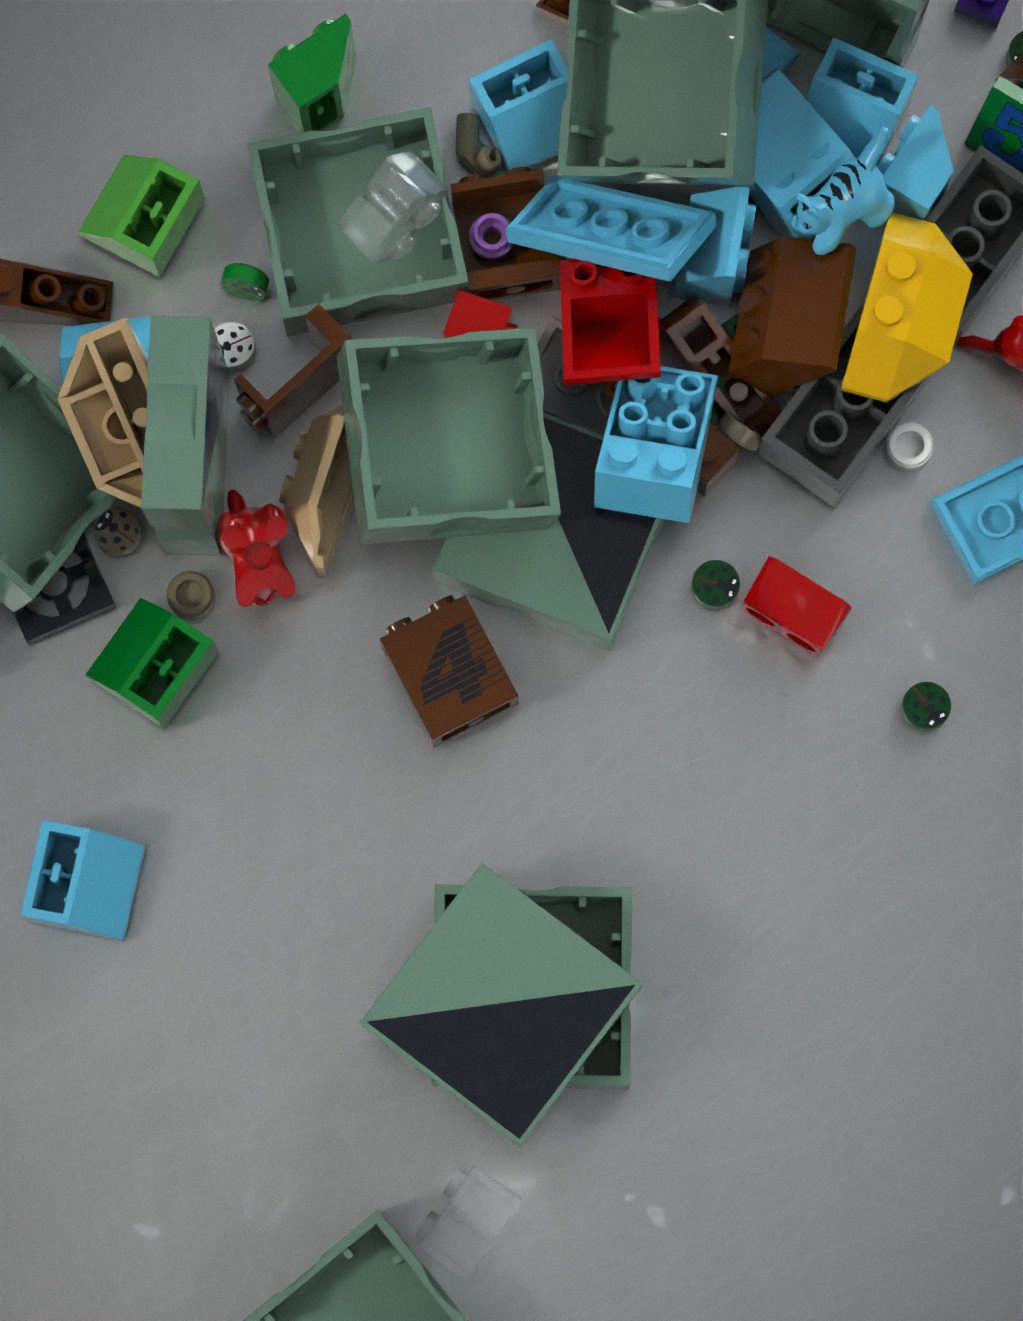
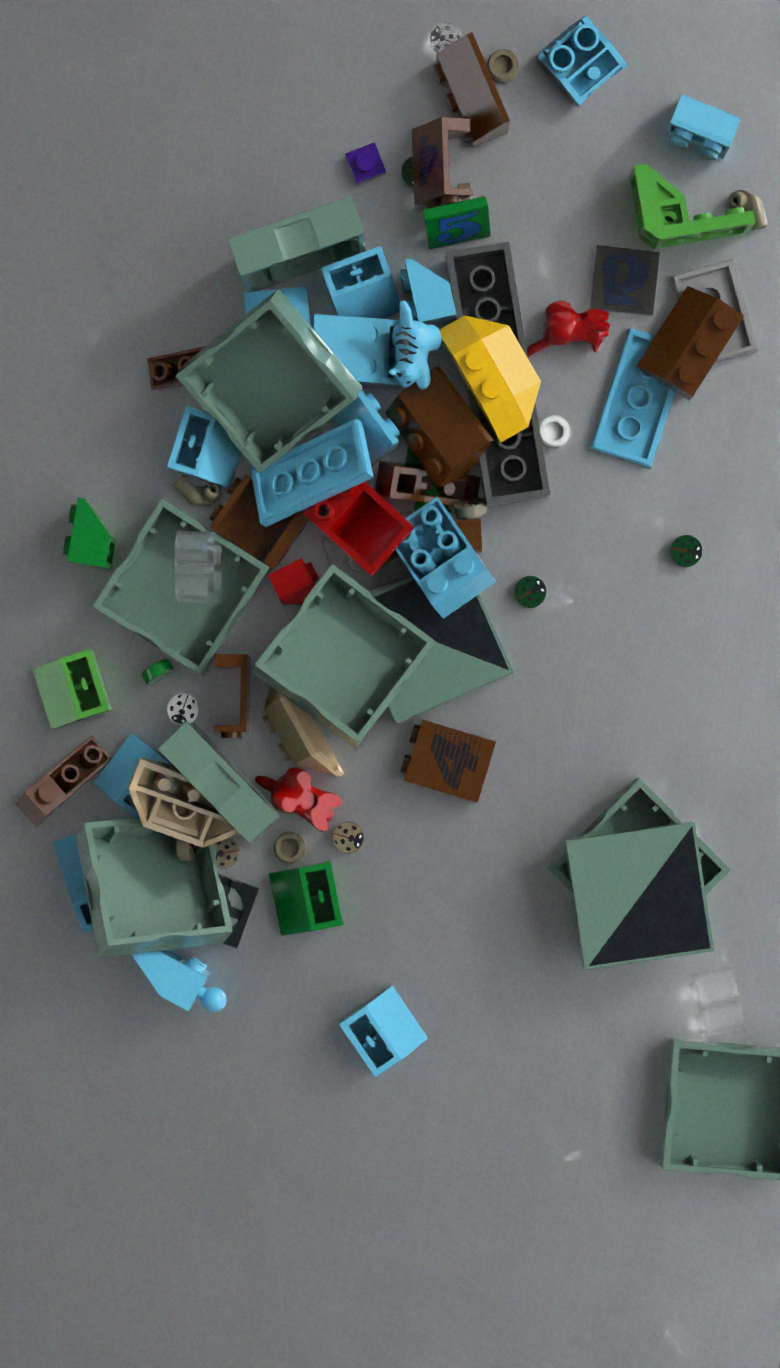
camera: 45 degrees left, 10 degrees up
(77, 478) = (184, 850): none -> dark tan tile
(261, 646) = (348, 837): none -> dark tan tile
(490, 223) = (242, 530): medium lavender plate -> none
(795, 606) = (579, 566): red piece -> none

